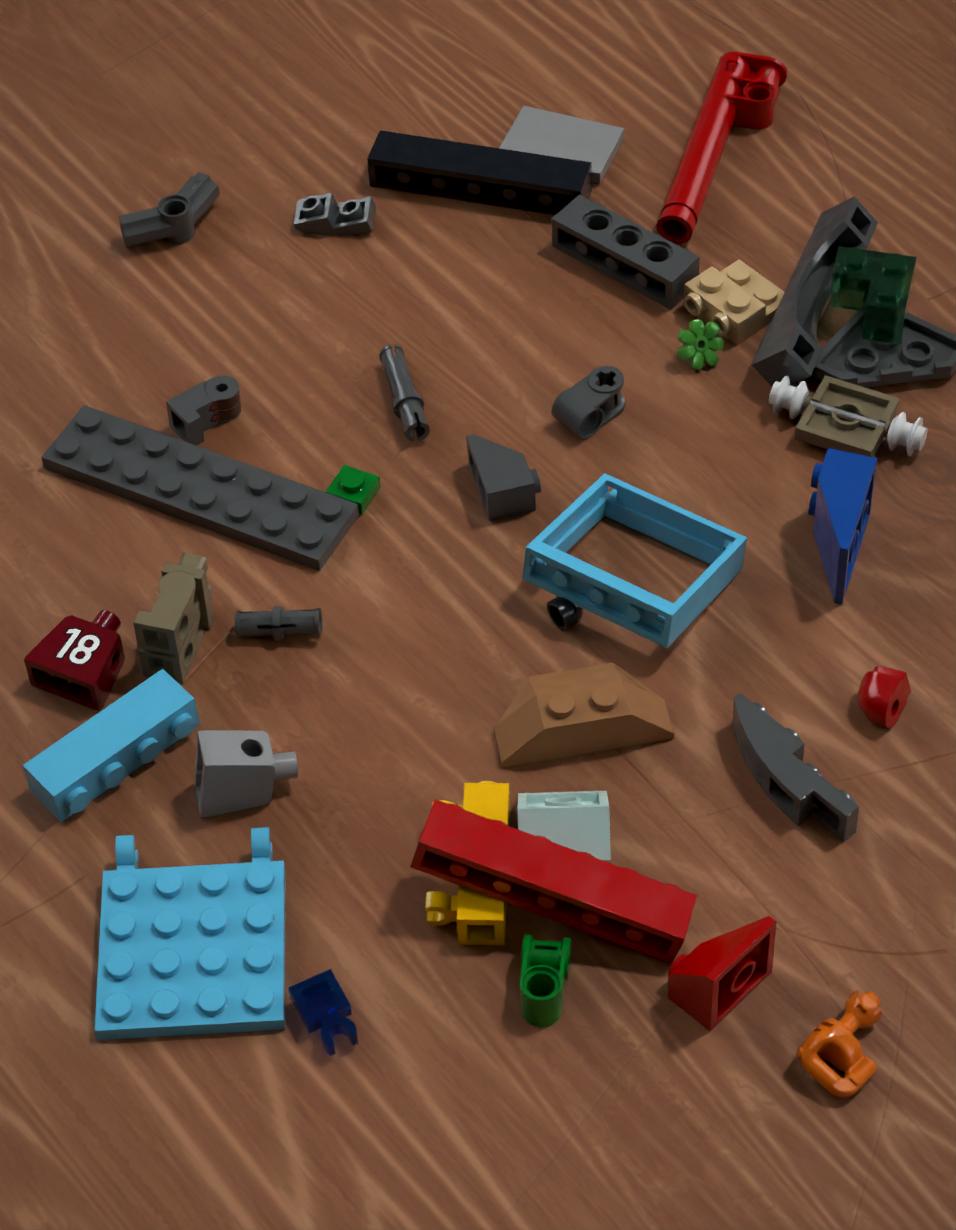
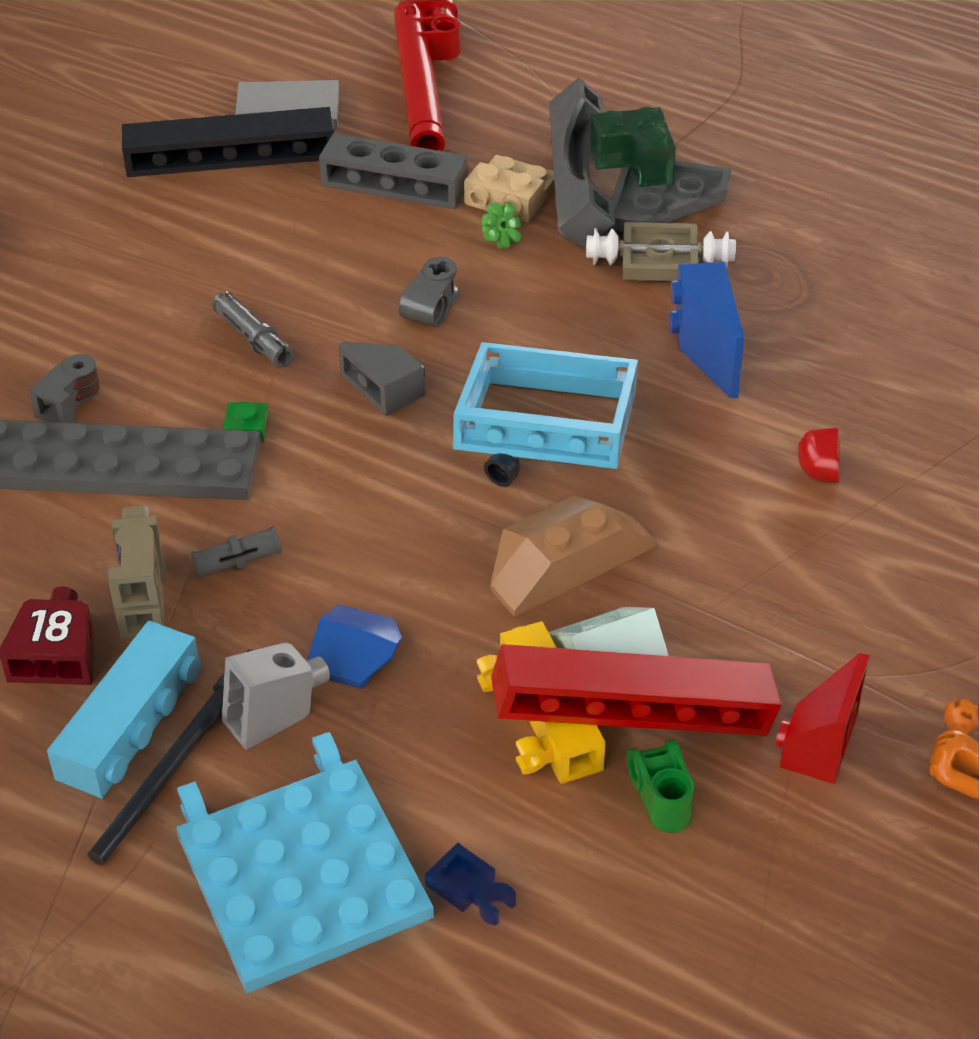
camera: 25 degrees left, 5 degrees down
(113, 819) = (159, 776): none -> black bar
(327, 217) = (97, 209): dark grey slope -> none
(339, 746) = (354, 644): none -> blue slope
(777, 765) = (764, 537): dark grey slope -> none

